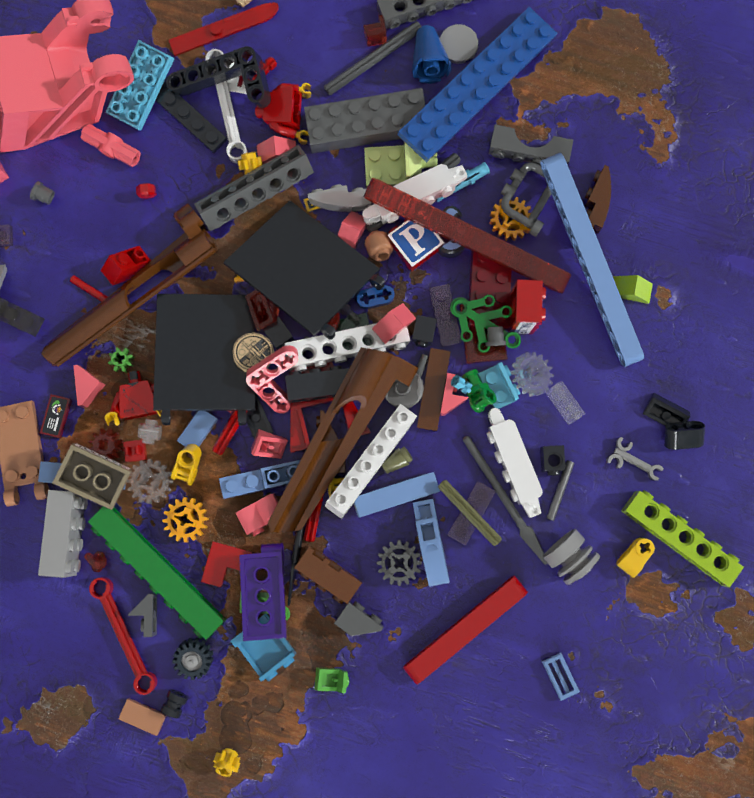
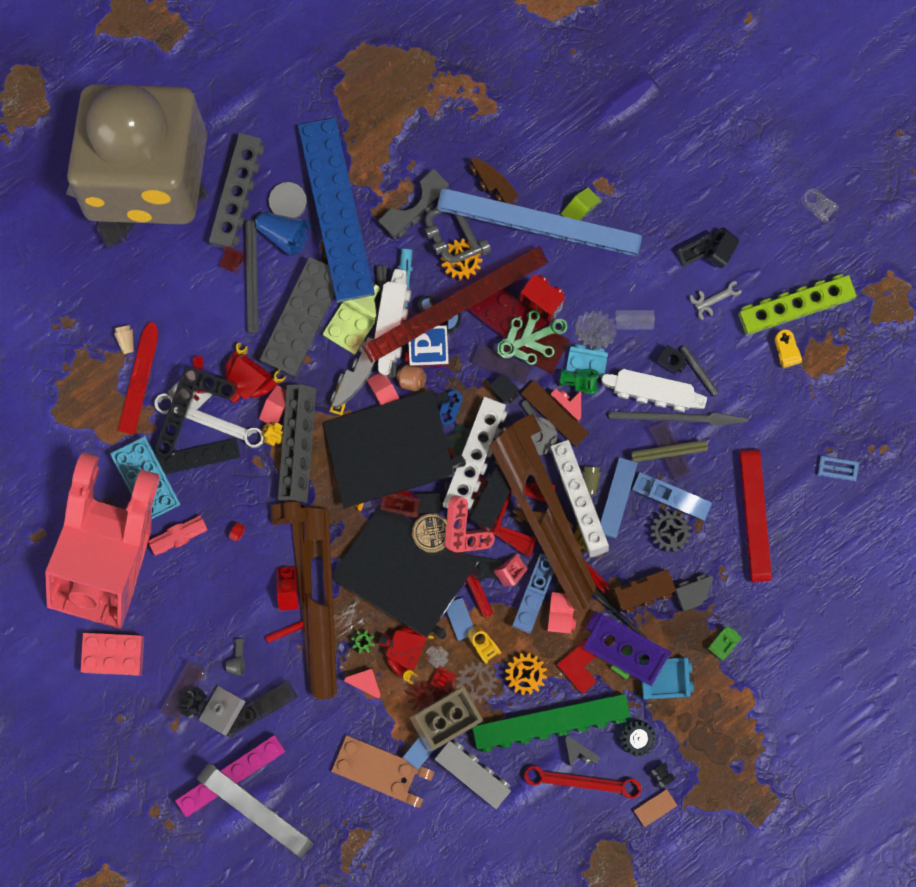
camera: 60 degrees left, 0 degrees up
(32, 269) = (237, 665): none -> dark grey bar
(42, 193) = (180, 617): dark grey piece -> none
(55, 416) = (372, 724): tile -> none
(97, 561) = (511, 765): clear red plate -> none
(226, 762) = (733, 763): yellow gear -> none
(393, 323) = (484, 408): coral slope -> none
(458, 382) = (565, 390): medium azure piece -> none
(495, 336) = (548, 337): dark grey piece -> none
(574, 560) = (754, 397): light grey wheel -> none

